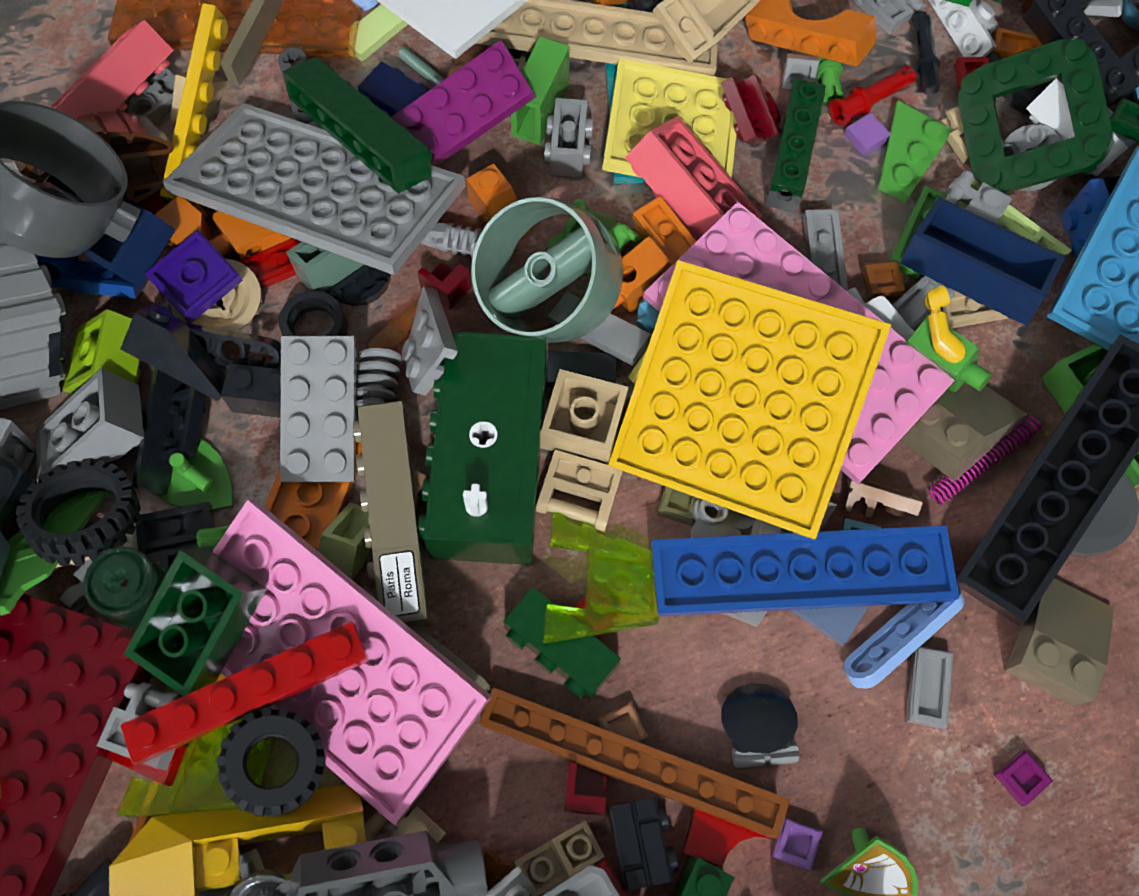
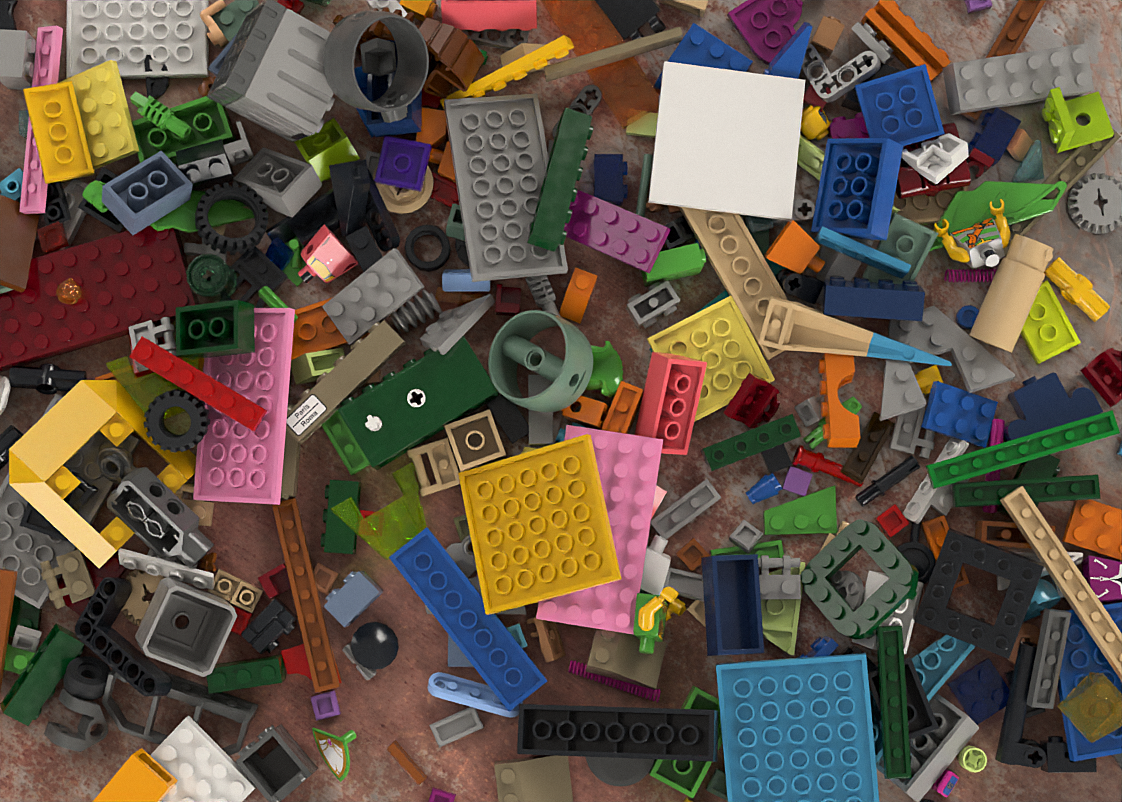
camera: 55 degrees right, 15 degrees up
(174, 490) = (279, 253): none -> clear blue tile
(225, 436) = (326, 257): none -> coral torso
(385, 306) = (461, 280): none -> light blue slope
(469, 578) = (345, 443): none -> bright green tile
(680, 696) = (353, 598): none -> sand blue brick
(829, 138) = (776, 458): none -> black tile
(855, 164) = (765, 488): none -> blue cone
(889, 56) = (868, 448): none -> dark brown tile
(899, 215) = (746, 536): none -> light grey tile
(945, 783) = (406, 762): none -> dark orange tile

